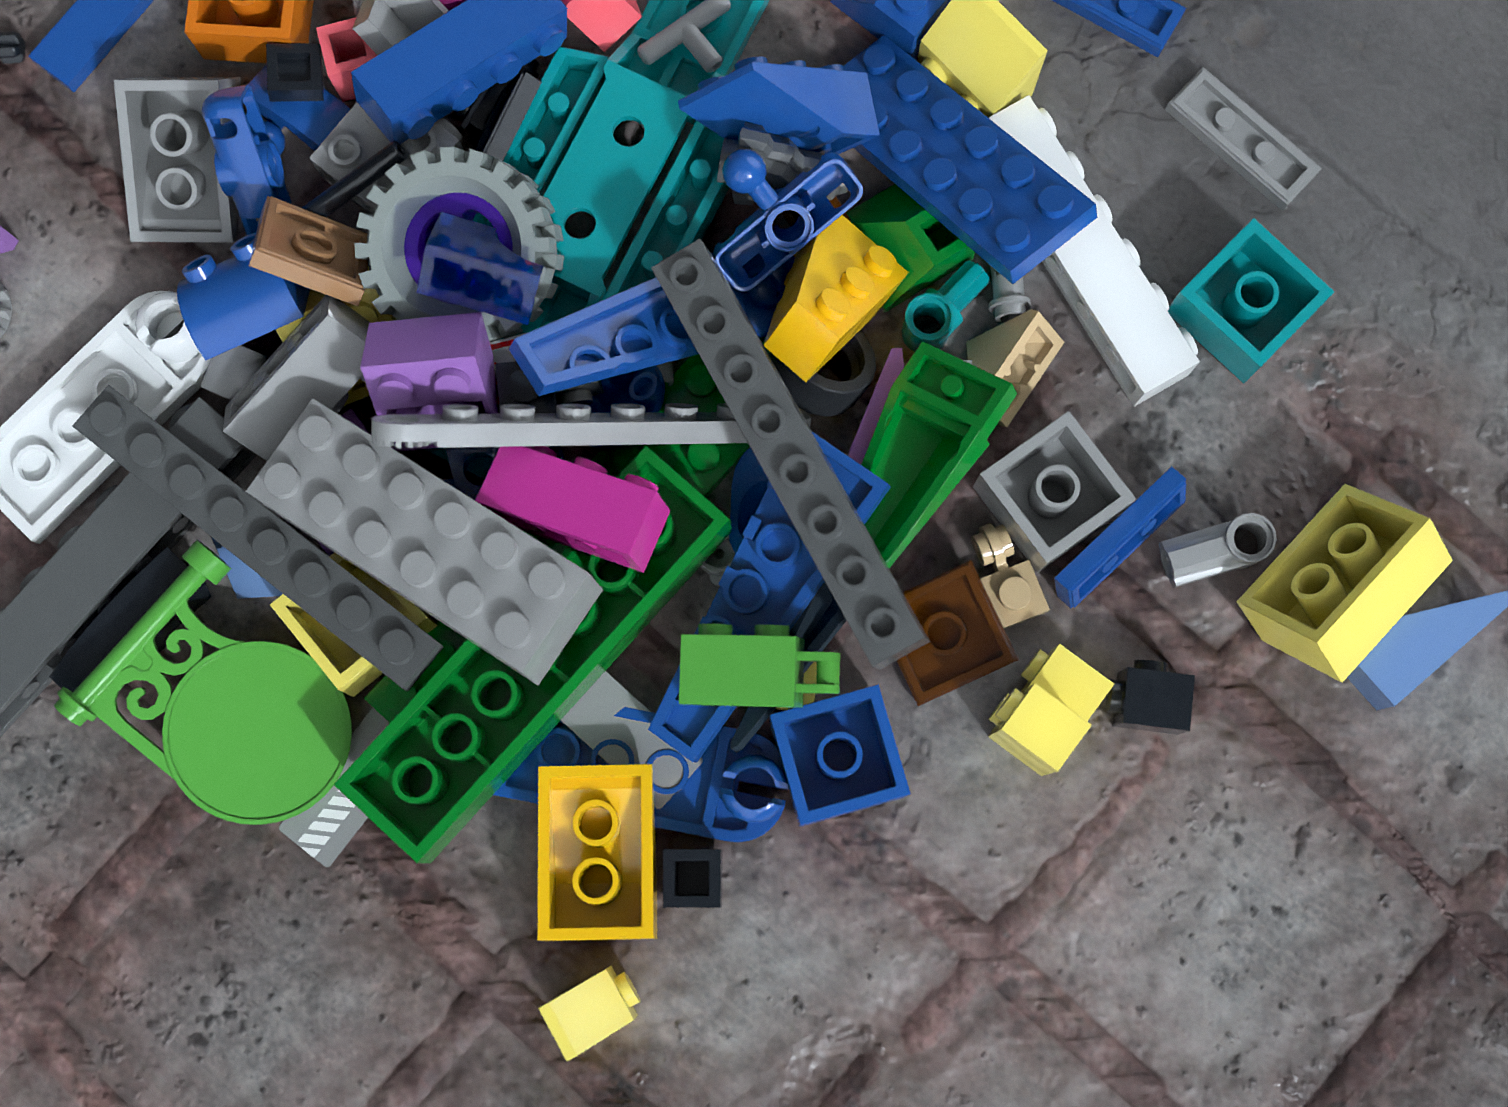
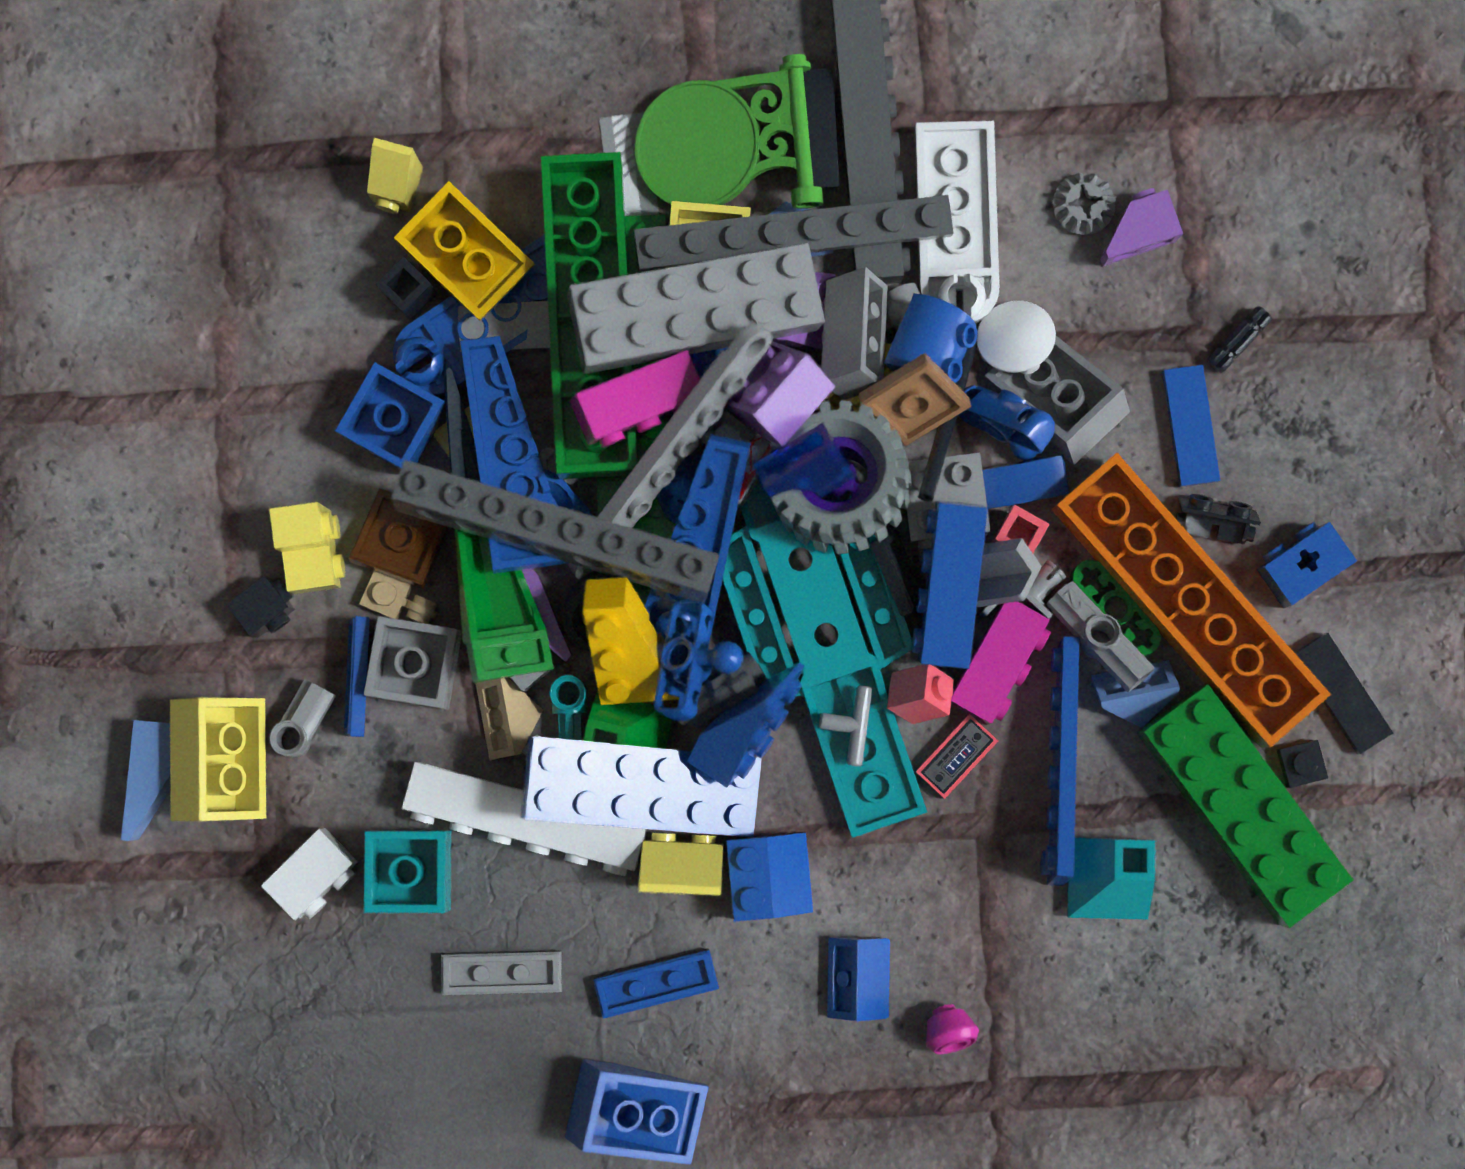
camera: 135 degrees right, 5 degrees up
(158, 238) = (1016, 337): none -> white dish
(294, 72) = (1039, 492): black plate -> none
(751, 668) = (470, 409): bright green brick -> none
(1348, 393) = (310, 875): none -> white brick

